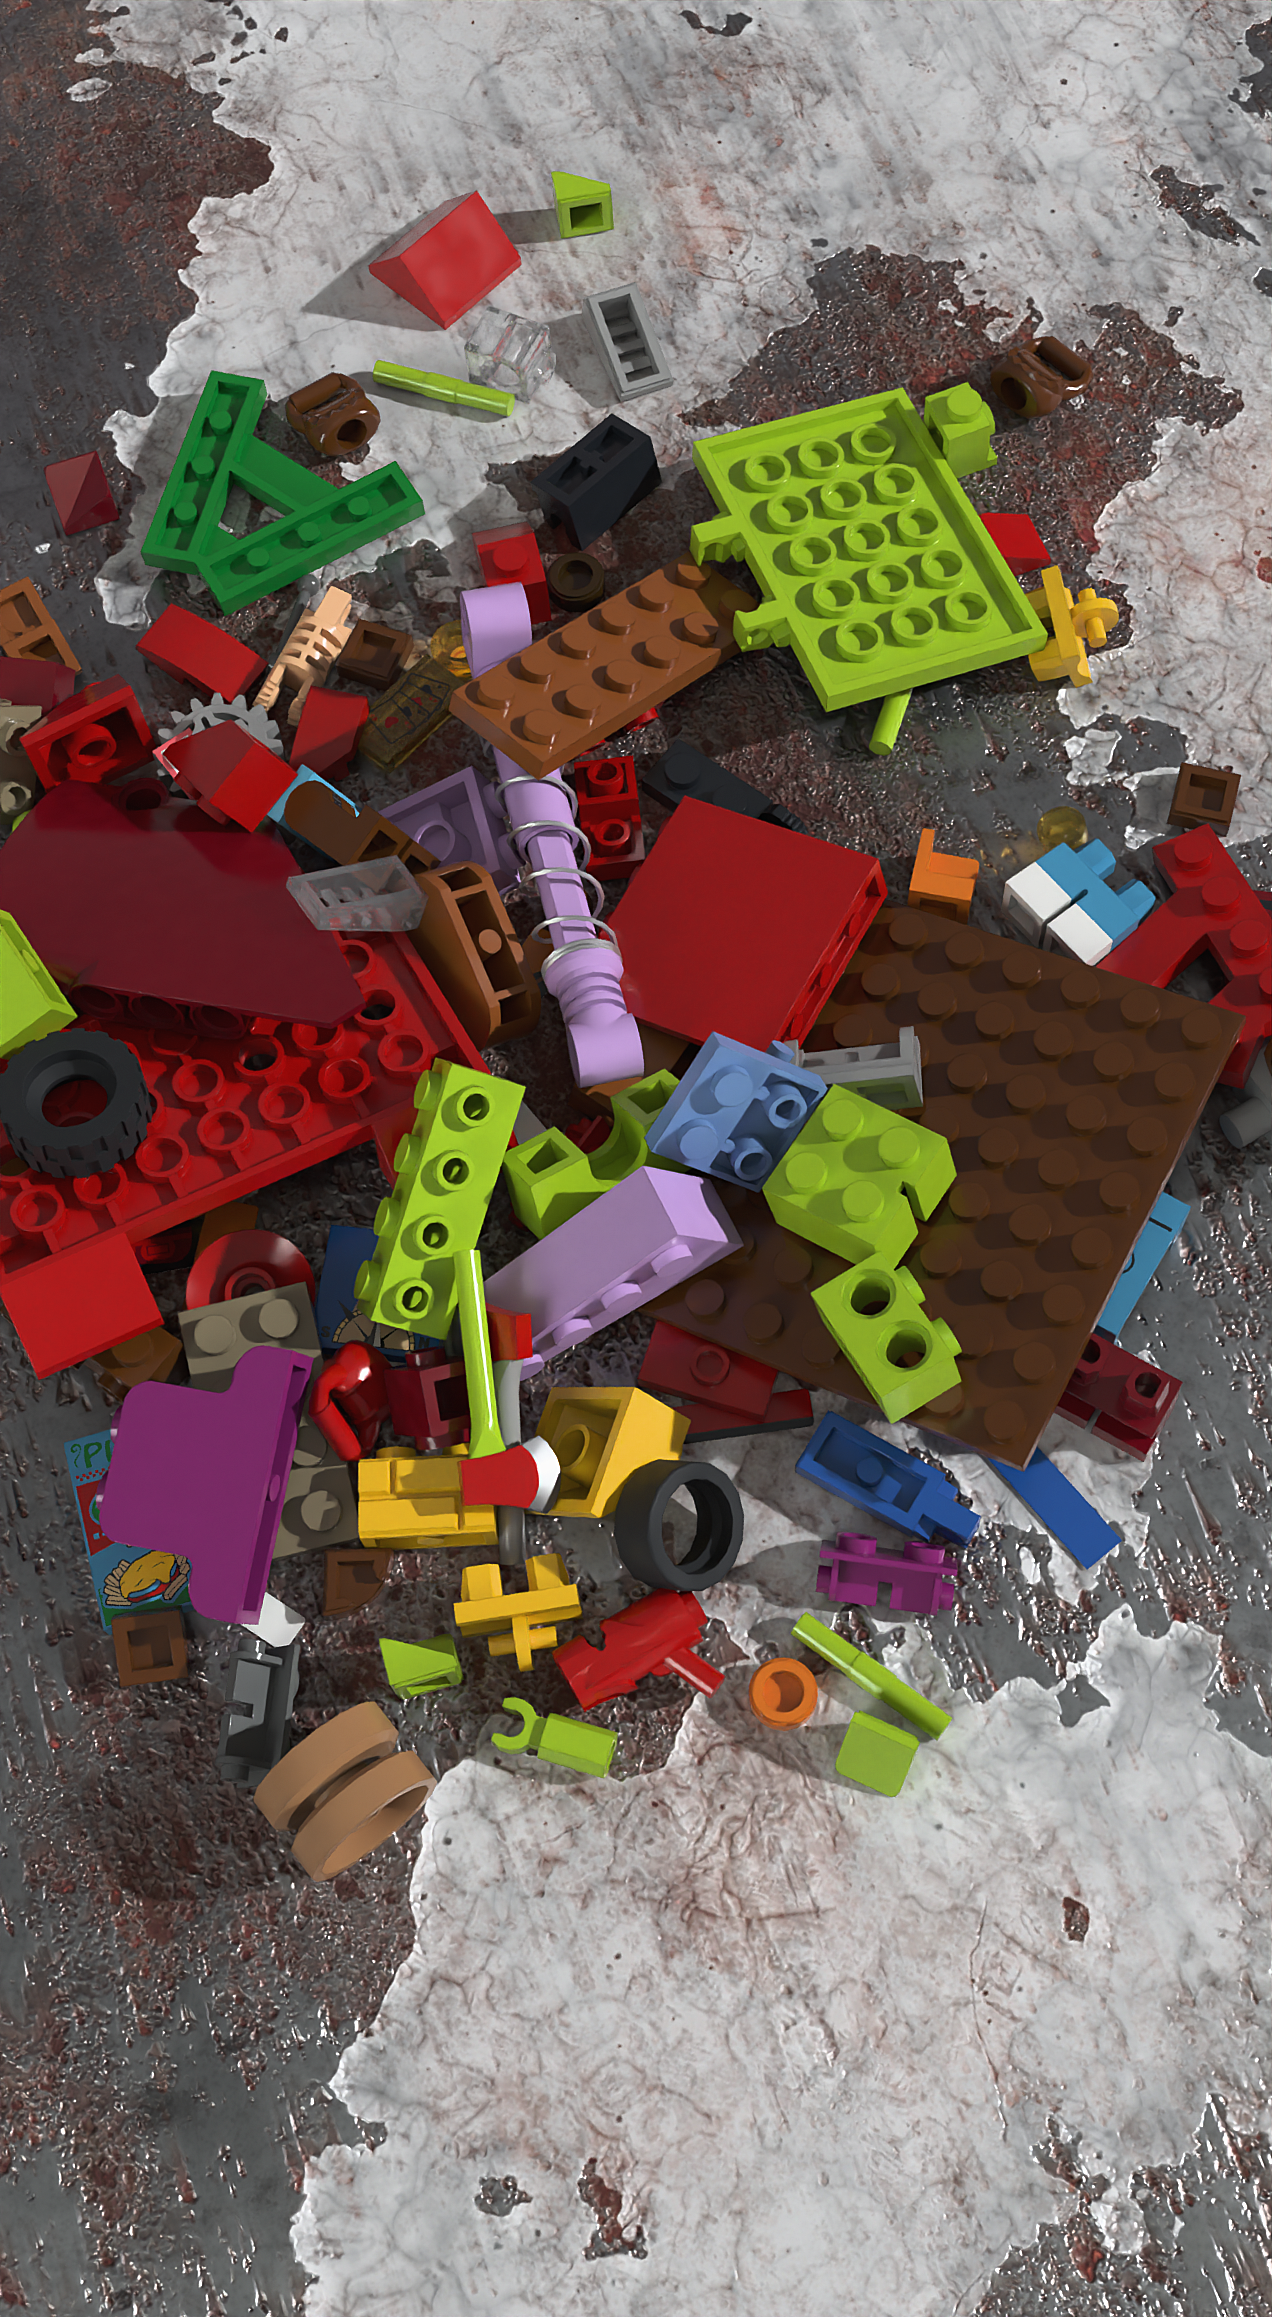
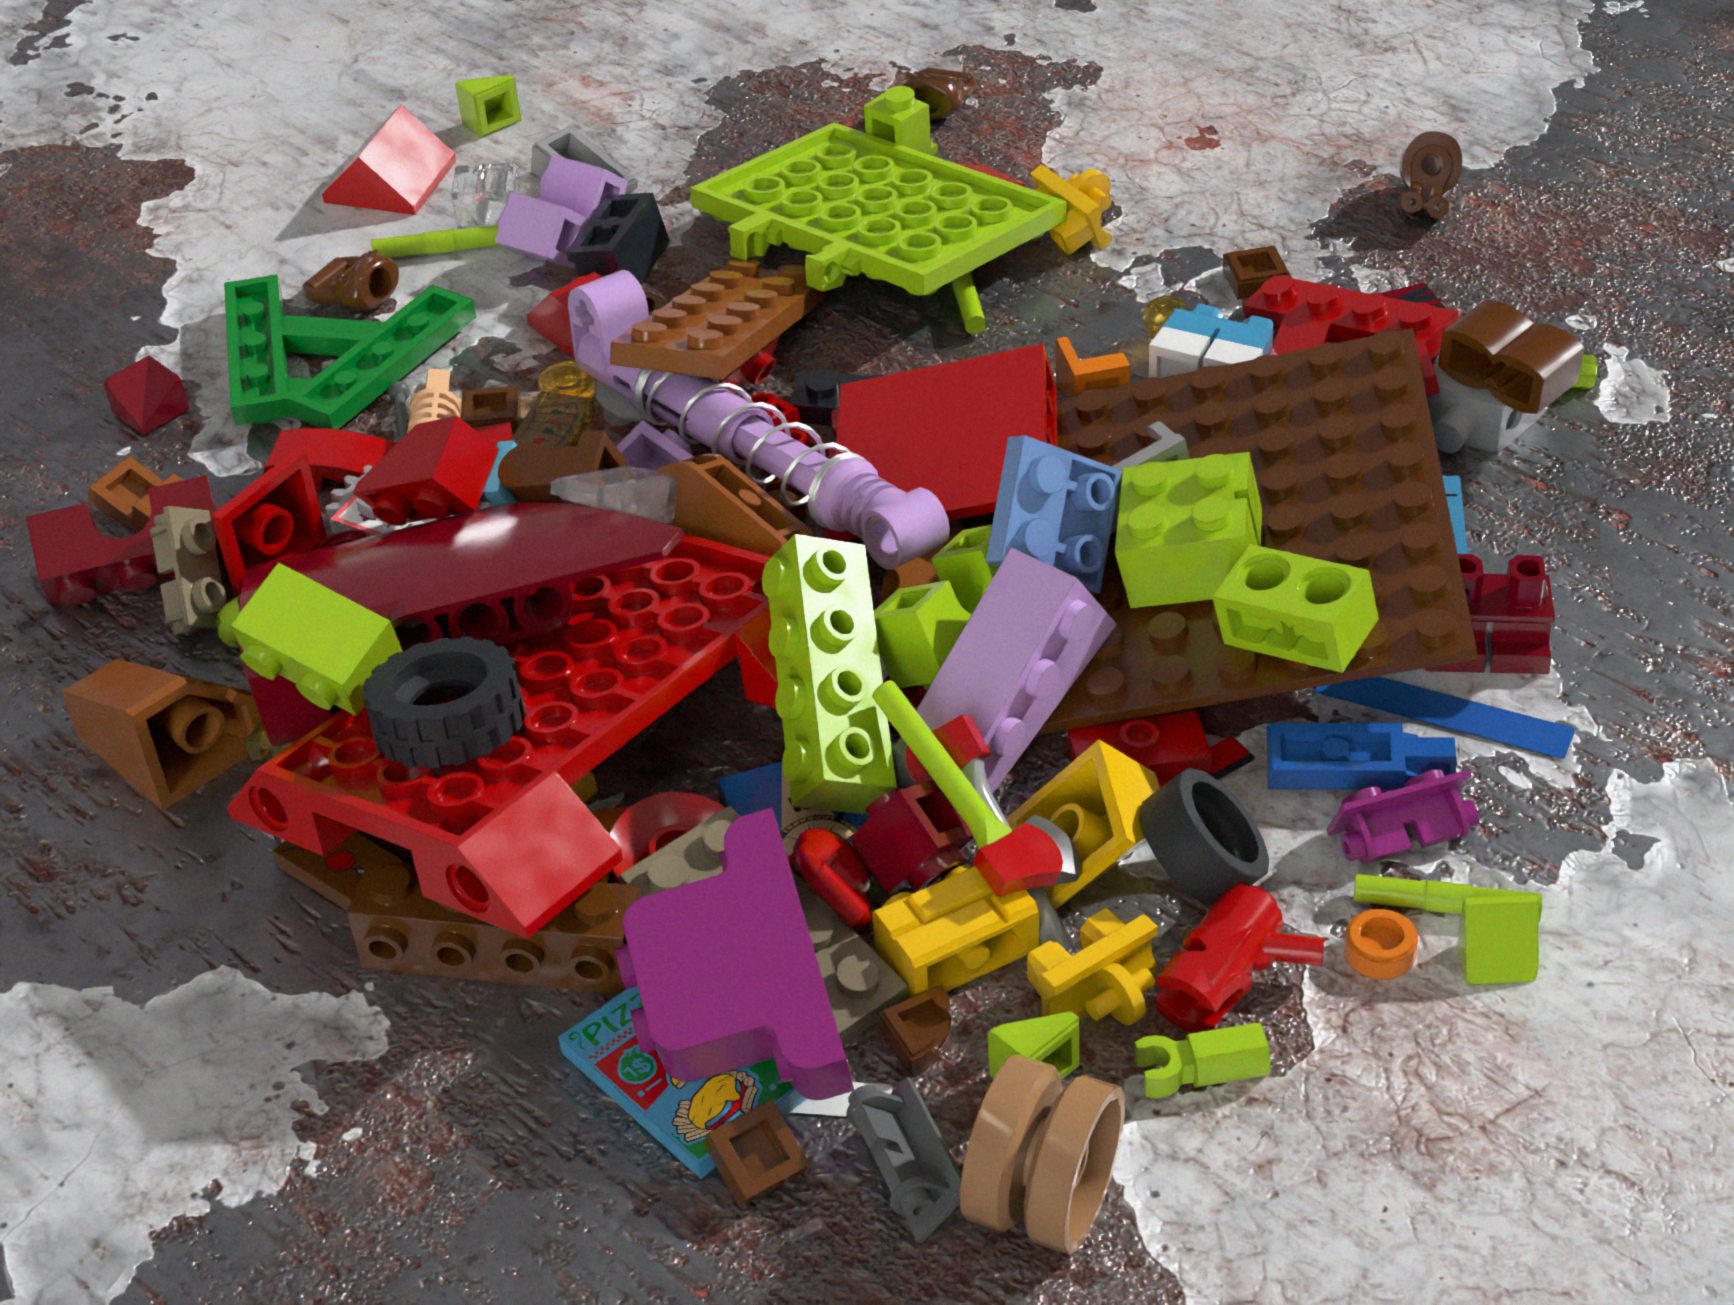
camera: 30 degrees left, 25 degrees down
(539, 424) = (566, 203): none -> lavender brick

